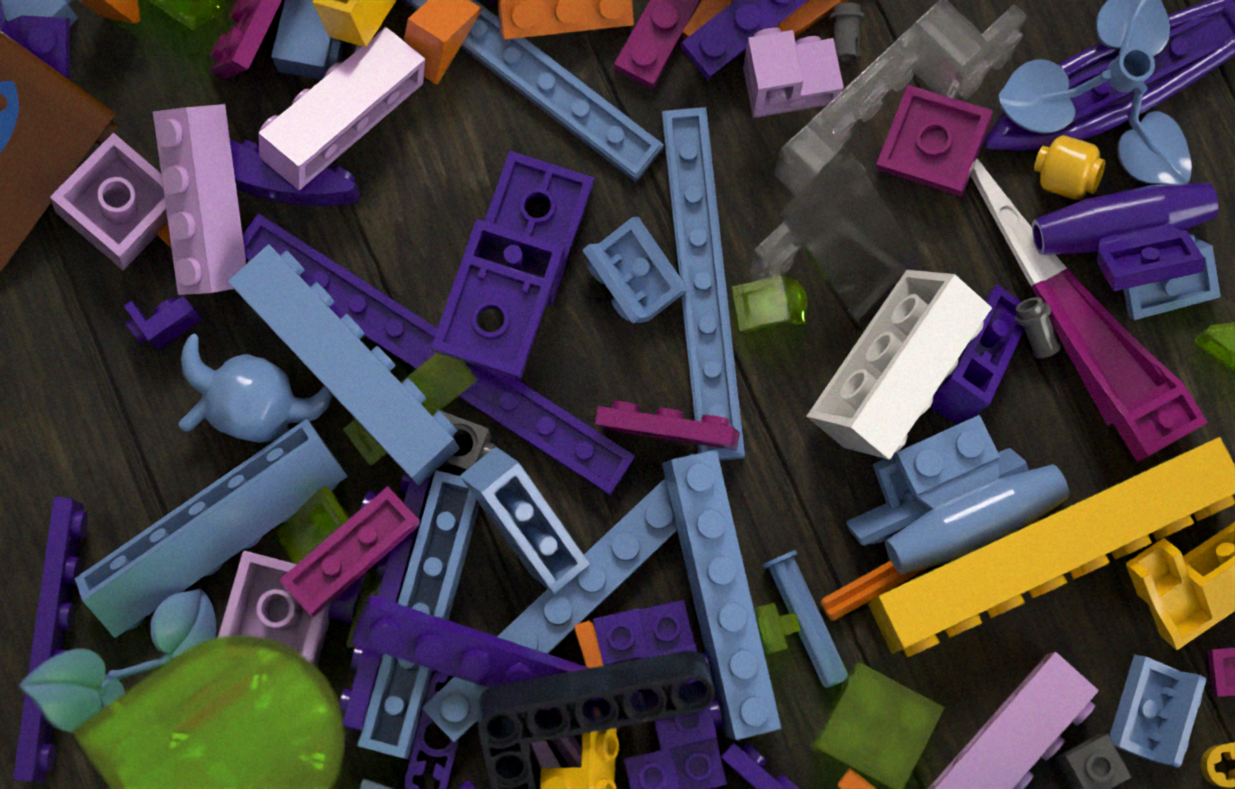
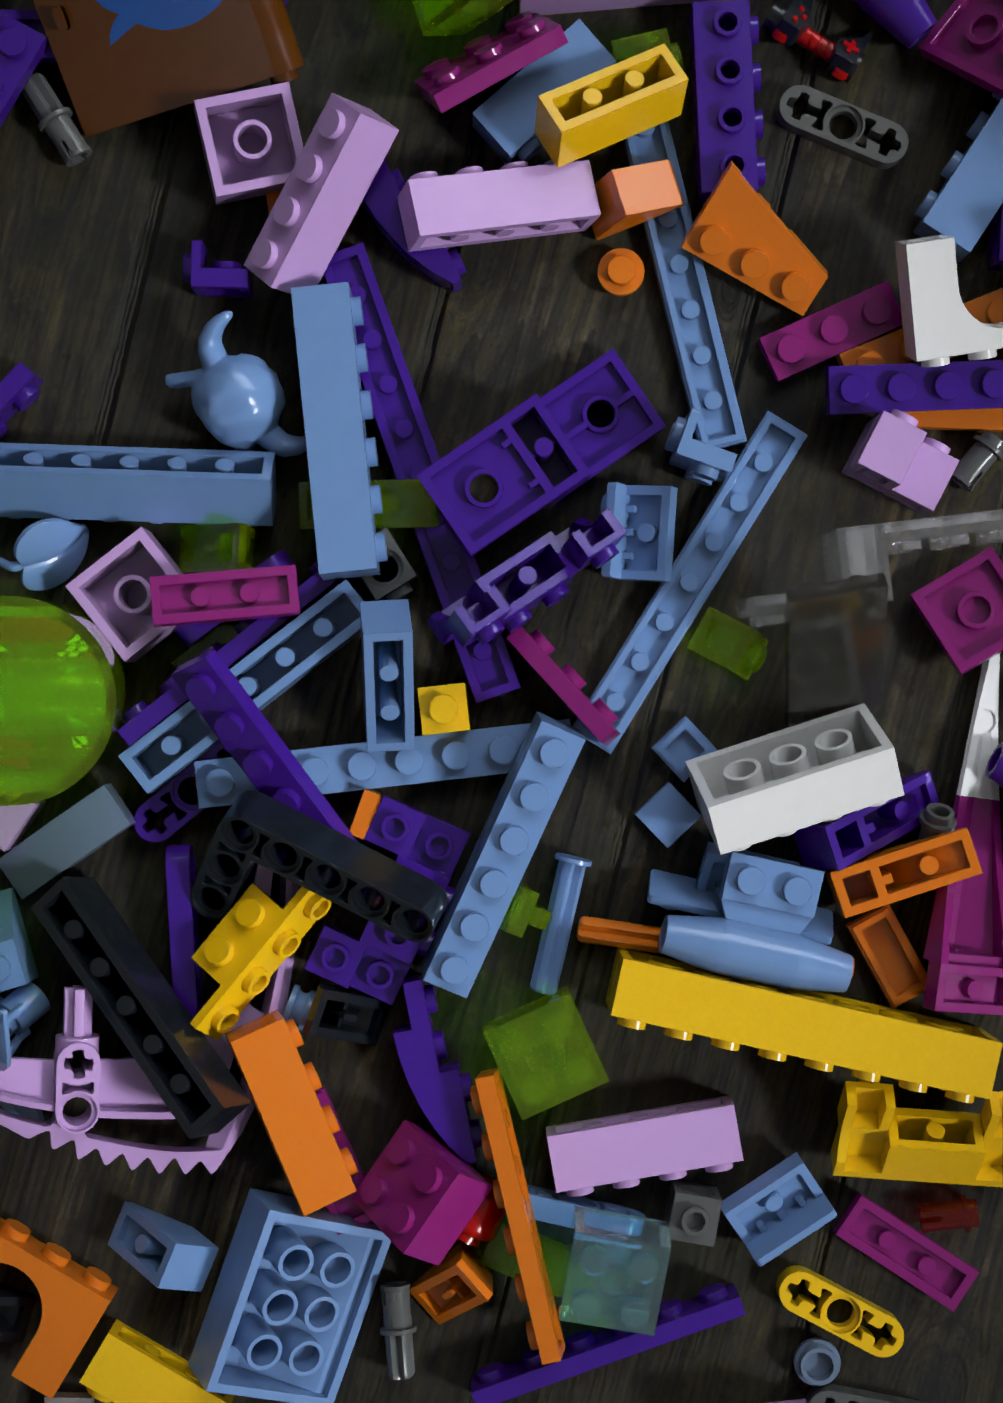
camera: 35 degrees right, 10 degrees up
(472, 93) = (620, 272): none -> orange plate
(577, 366) = (526, 580): none -> dark purple bracket
(588, 516) = (443, 708): none -> yellow brick
(636, 180) = (700, 460): none -> medium blue bracket
(791, 410) = (682, 744): none -> medium blue tile
(825, 469) = (667, 814): none -> medium blue tile
(1038, 371) = (903, 872): none -> orange slope
(1080, 448) = (889, 955): none -> orange tile

